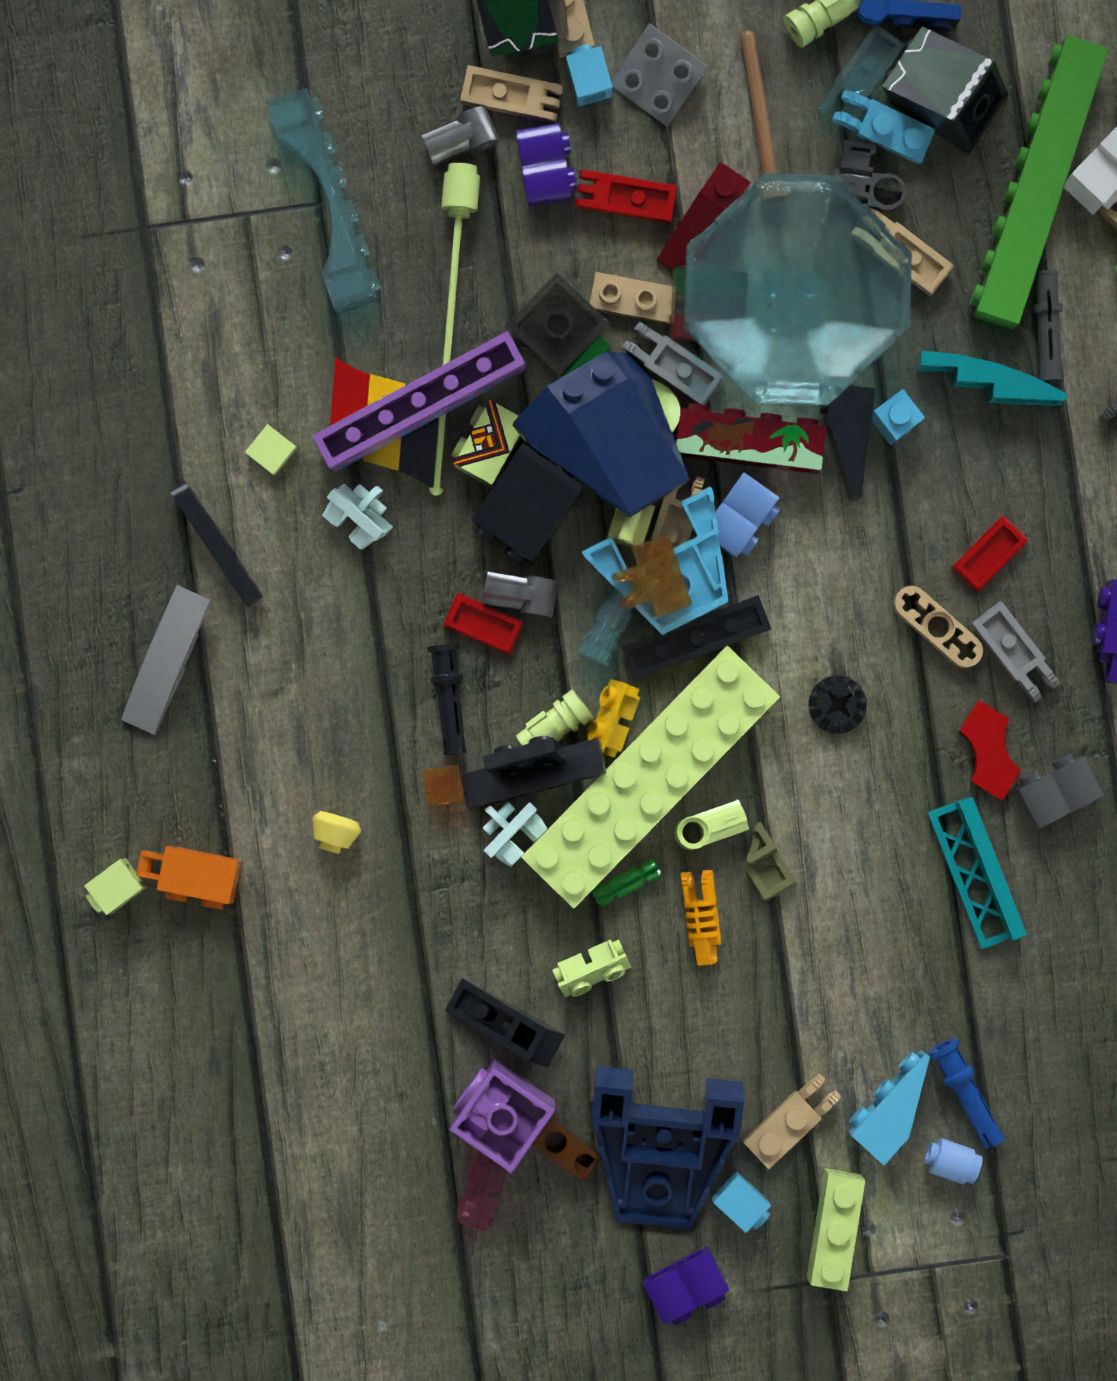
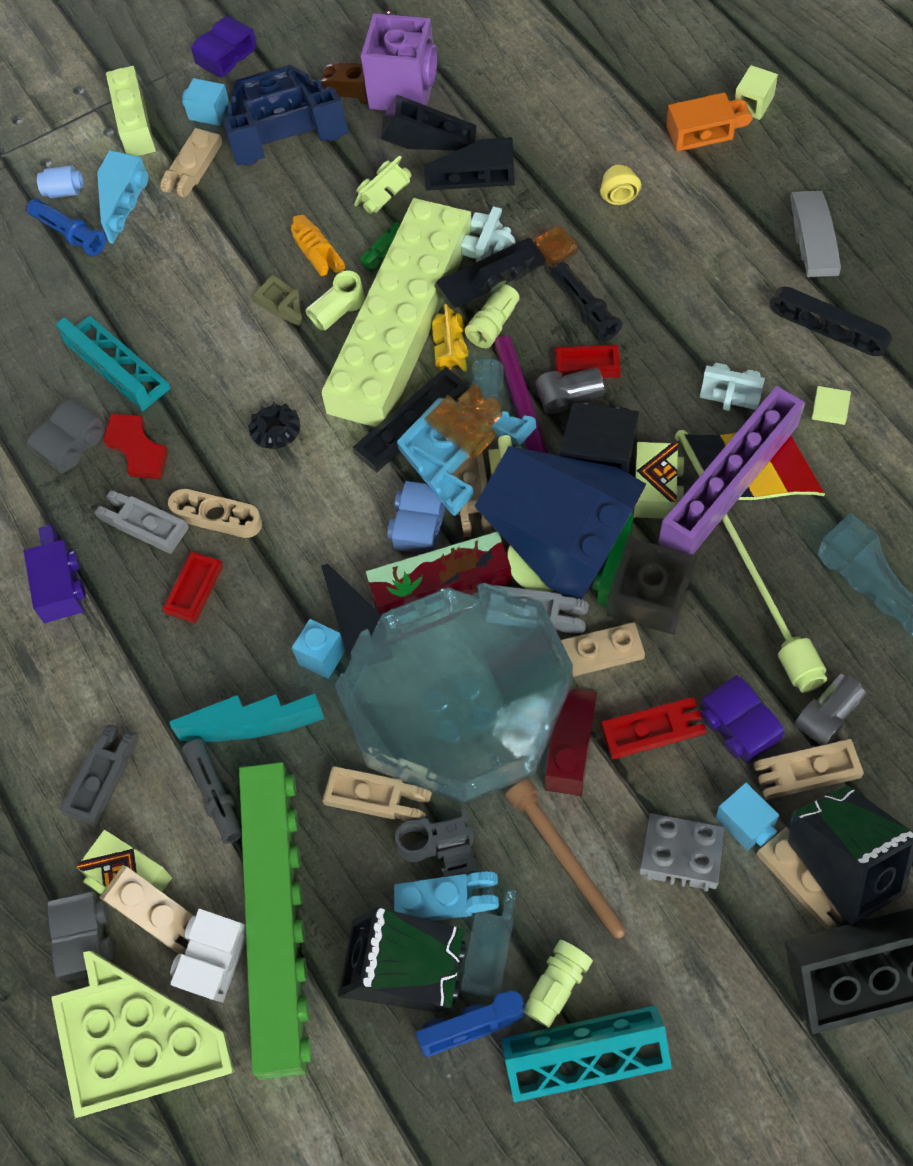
camera: 160 degrees right, 25 degrees down
(469, 939) = (474, 166): none -> black slope
(576, 595) = (518, 390): none -> magenta axle

